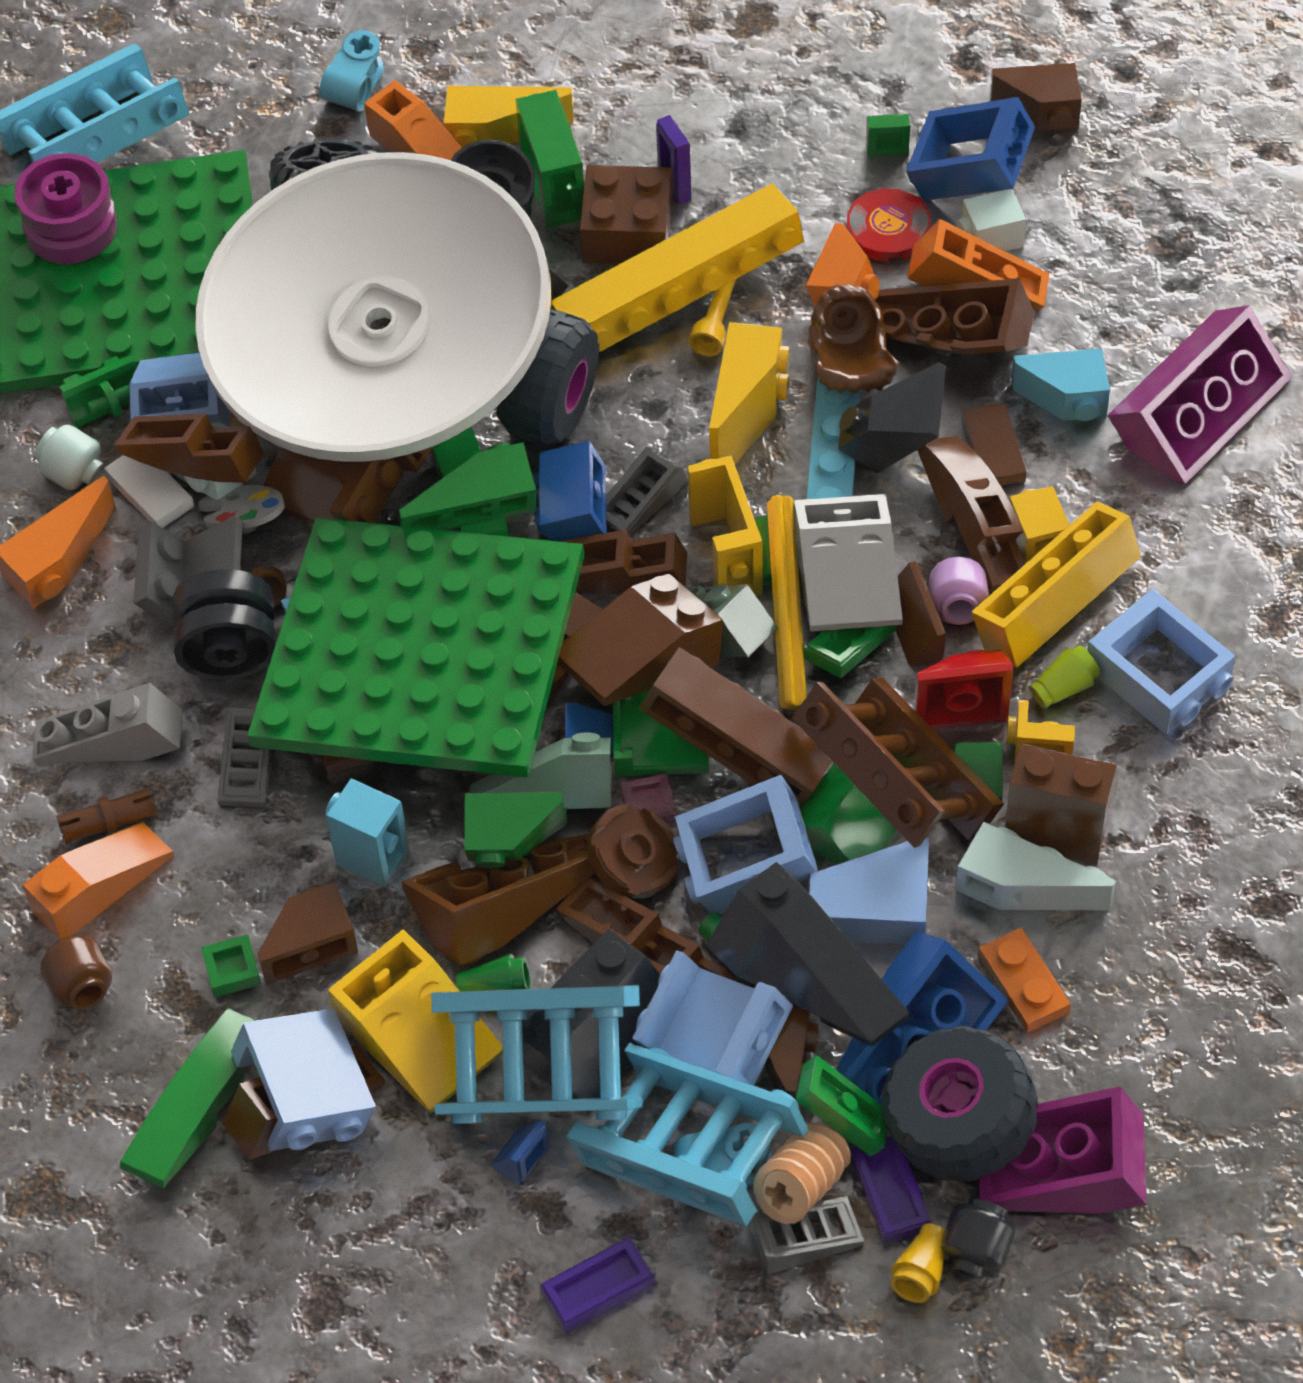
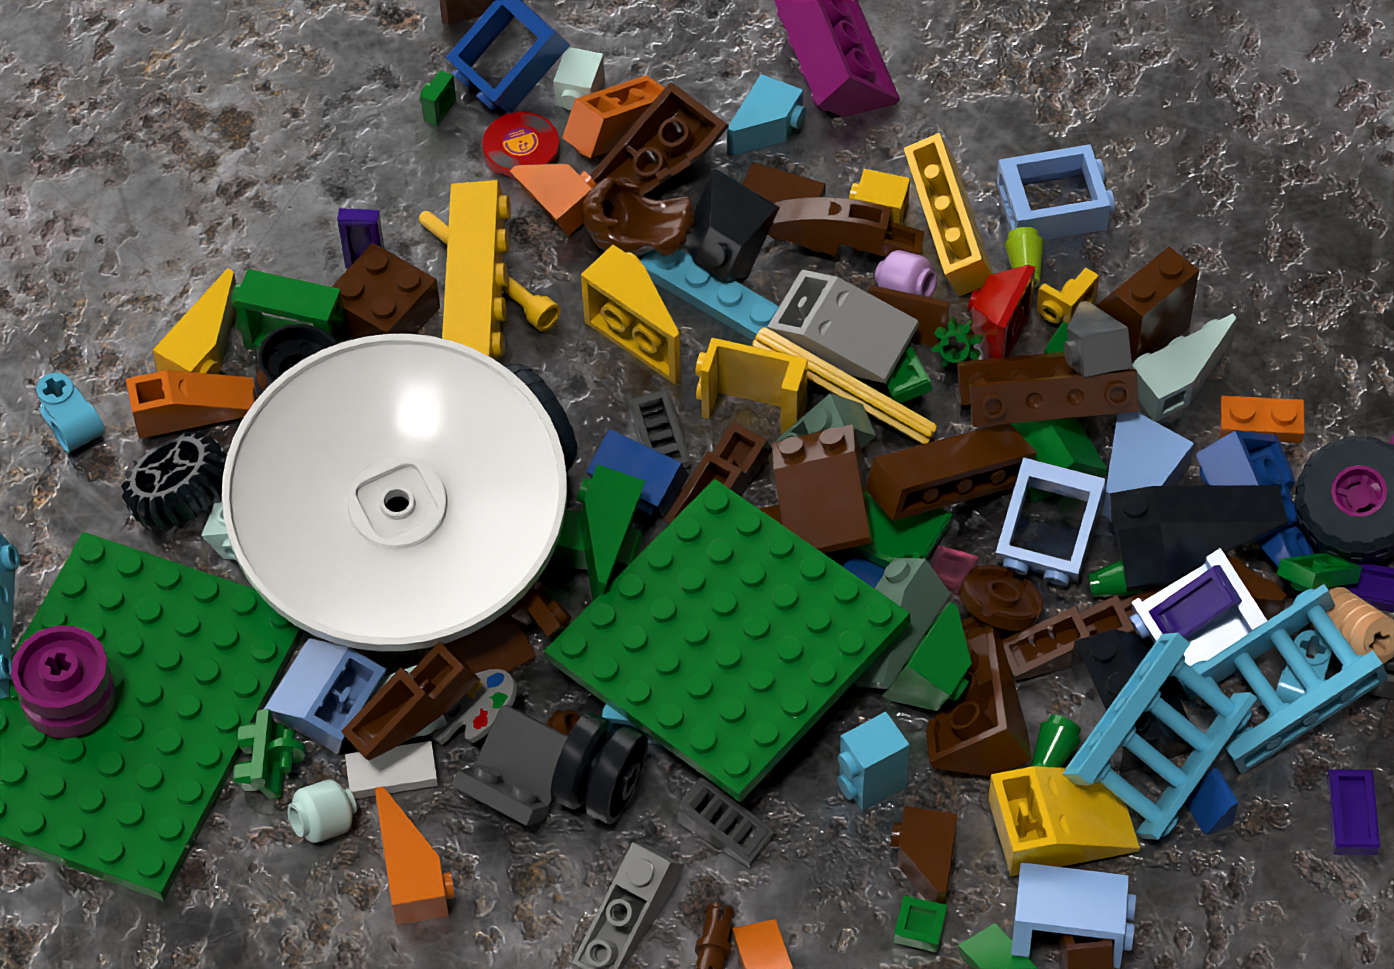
camera: 60 degrees left, 0 degrees up
(711, 1008) = (1196, 603): none -> dark purple tile
(903, 664) = (963, 334): none -> green gear
(957, 761) = (1096, 342): none -> dark grey slope

